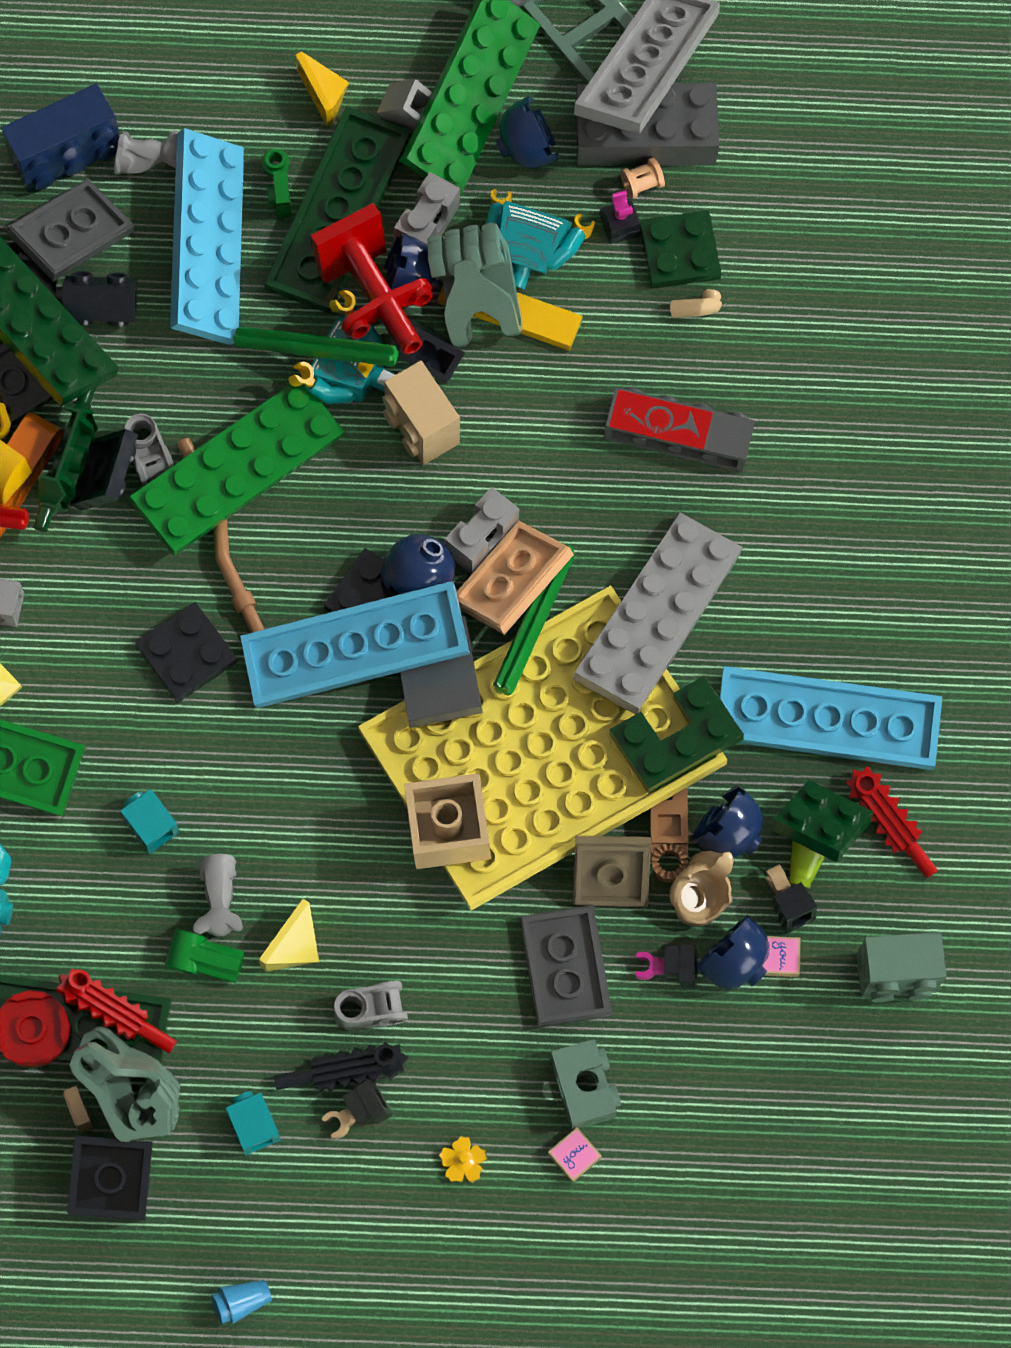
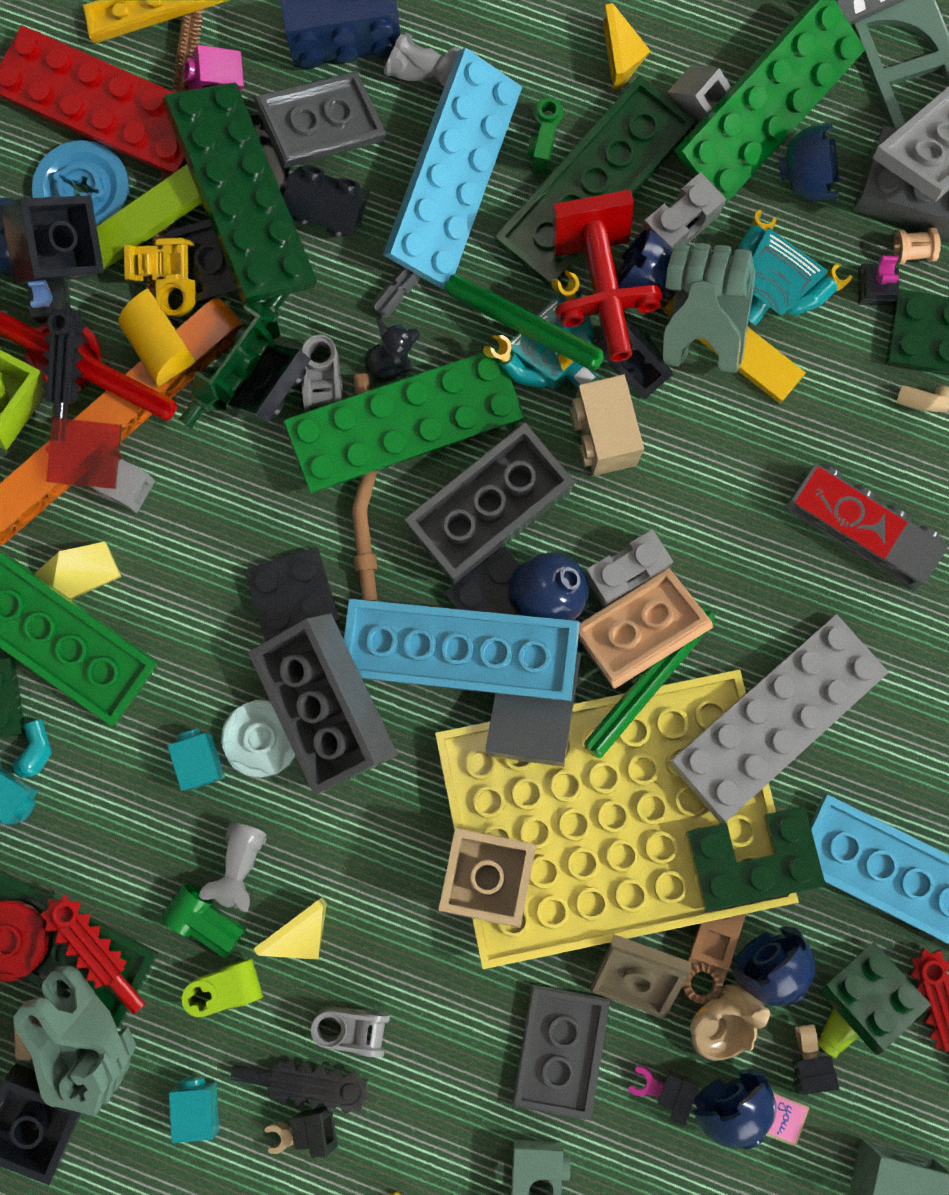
camera: 25 degrees right, 10 degrees up
(188, 360) = (393, 293): none -> dark grey piece
(200, 786) = (256, 740): none -> light aqua tile
(205, 418) = (390, 357): none -> black animal
(247, 1005) = (229, 988): none -> lime piece
(248, 728) = (322, 703): none -> dark grey brick
(339, 513) = (489, 503): none -> dark grey brick

